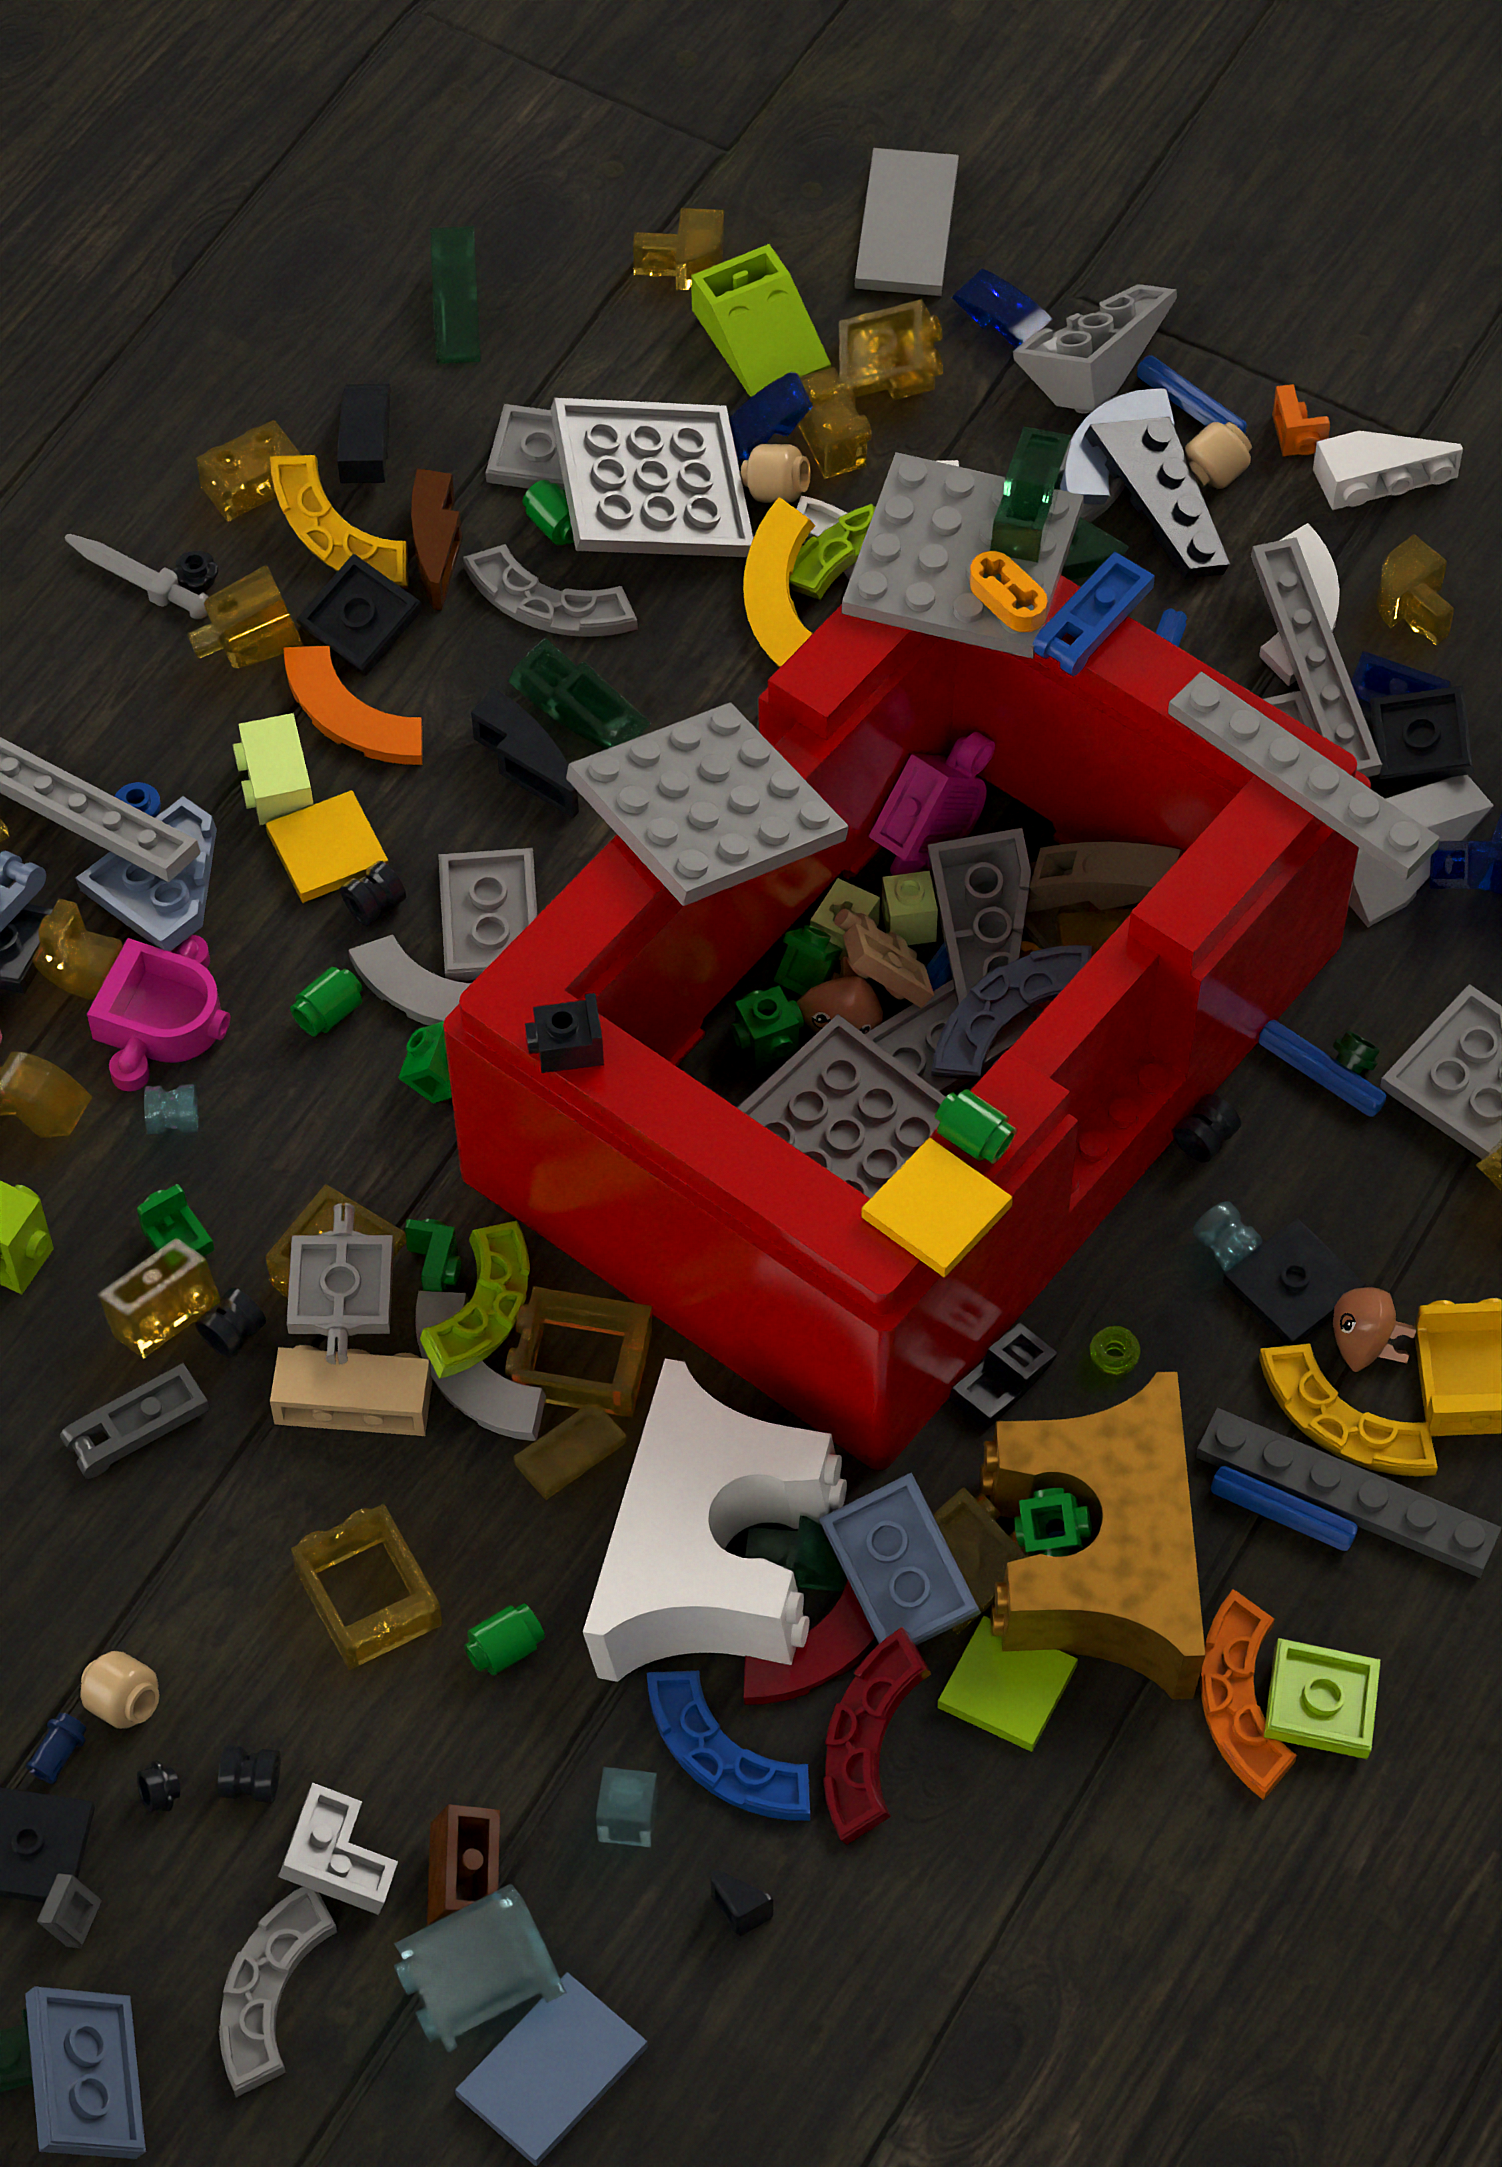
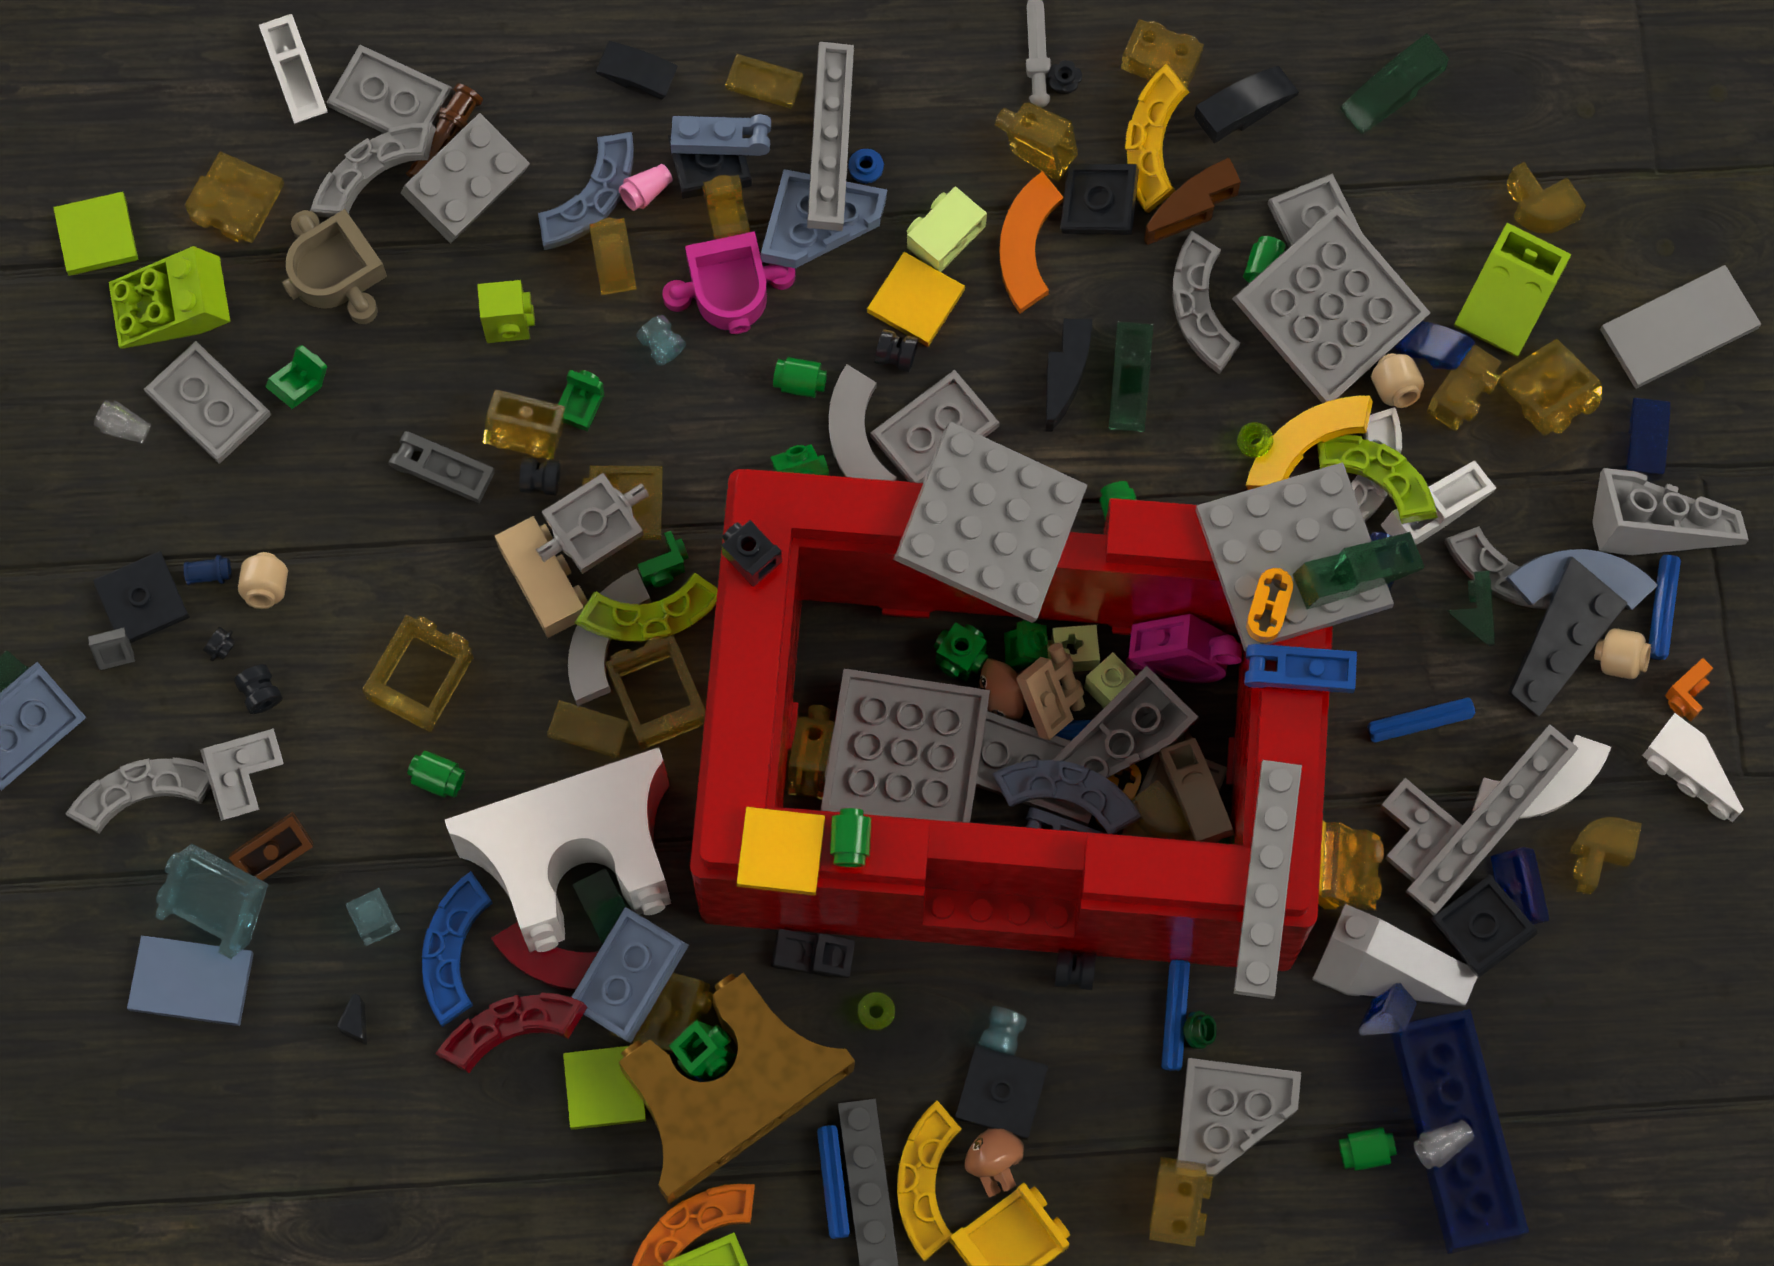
camera: 55 degrees right, 15 degrees up
(731, 625) = (1249, 433): none -> clear neon green plate

